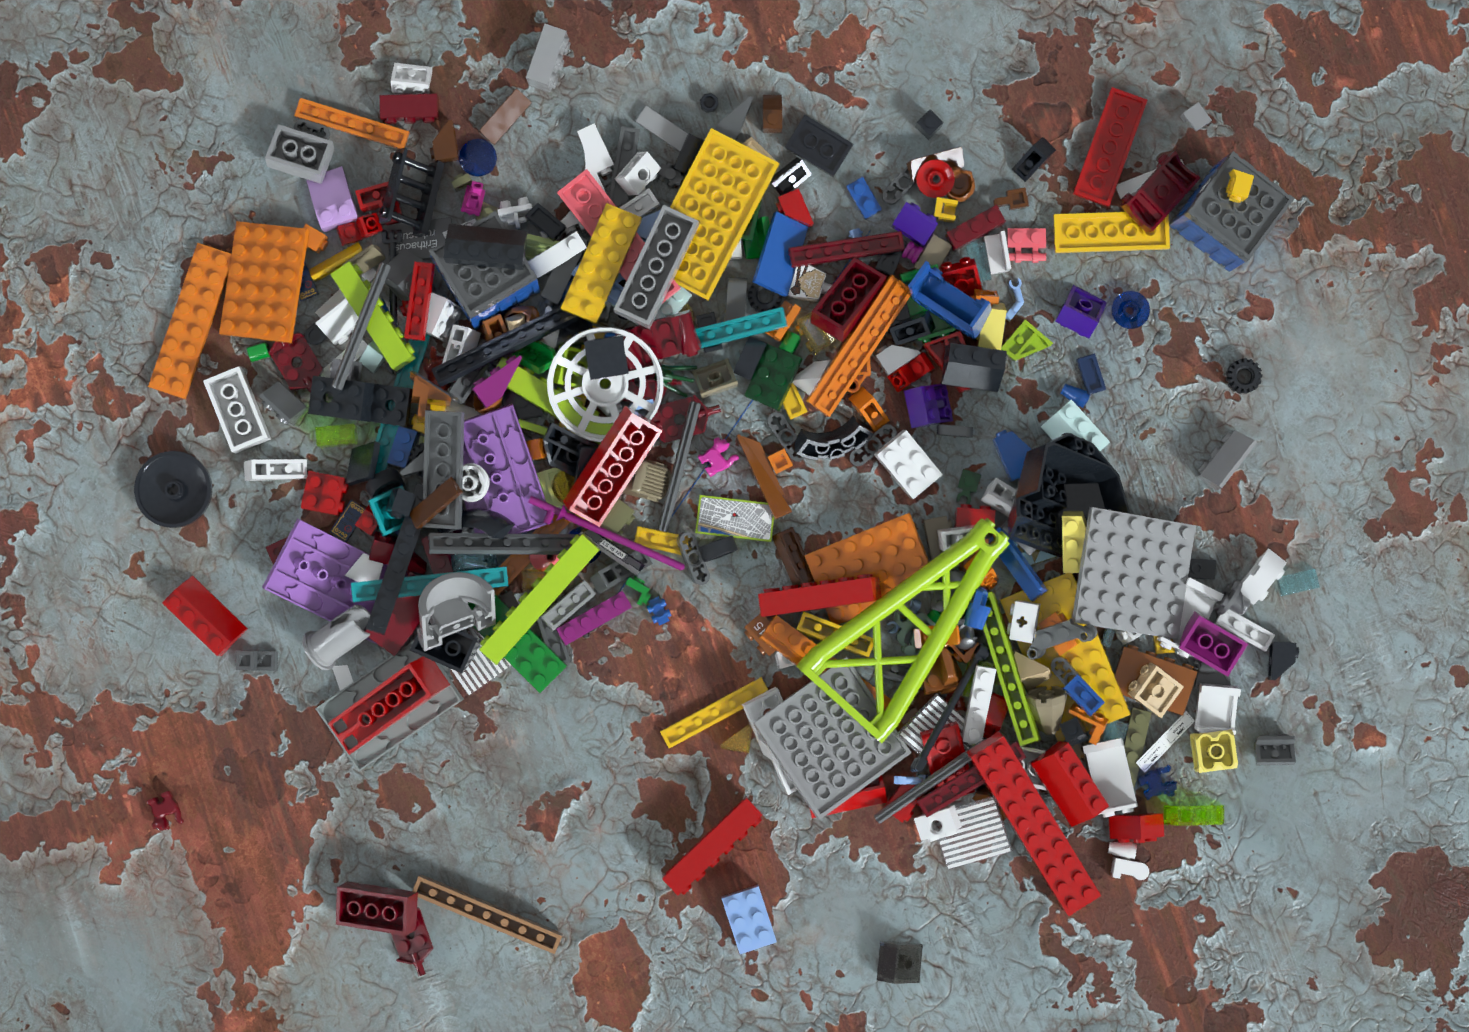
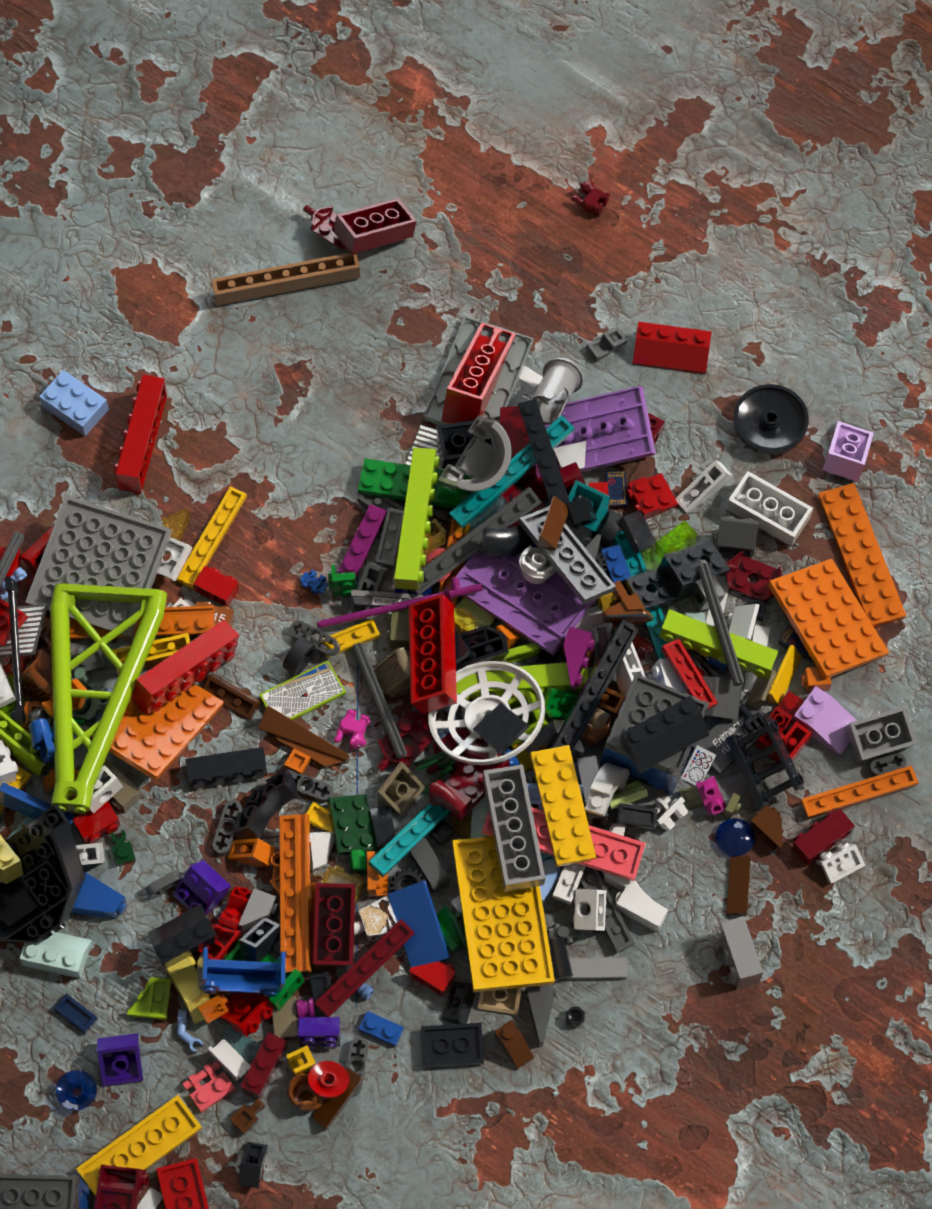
camera: 145 degrees right, 20 degrees down
(130, 417) = (848, 451): none -> lavender slope
(258, 352) = (790, 564): green brick -> none
(741, 662) = (216, 586): none -> red brick
(839, 495) = (226, 767): none -> black brick
(908, 464) = (185, 827): white brick -> none
(929, 124) = (368, 1129): black brick -> none
(1077, 395) = (77, 984): blue cone -> none

